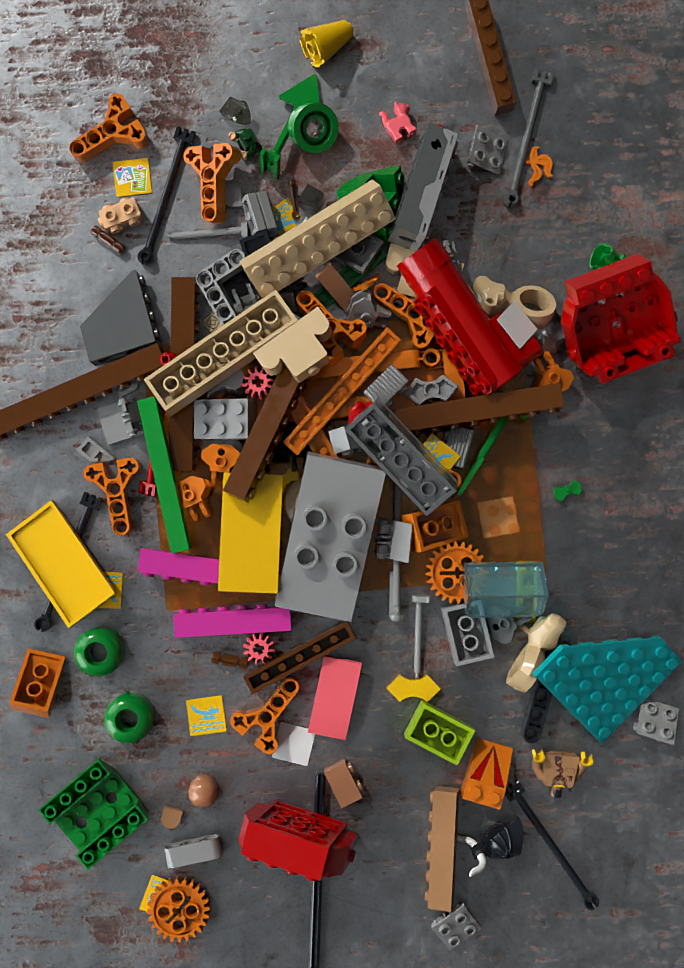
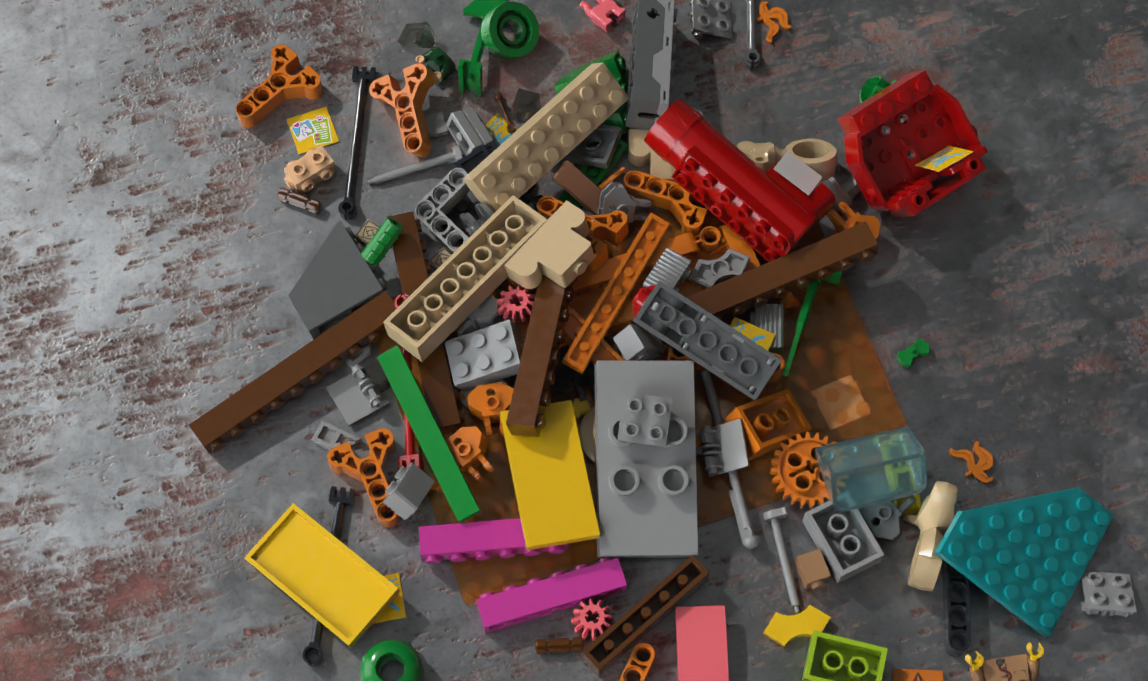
camera: 10 degrees left, 20 degrees down
(139, 515) = (408, 491): none -> light grey brick
(159, 284) = (366, 232): none -> tile
(163, 299) = (382, 241): none -> green axle
(333, 514) = (644, 419): none -> light grey hinge
(437, 650) = (812, 570): none -> medium nougat brick
(594, 595) = (976, 470): none -> orange piece
(642, 337) = (944, 158): none -> yellow sticker

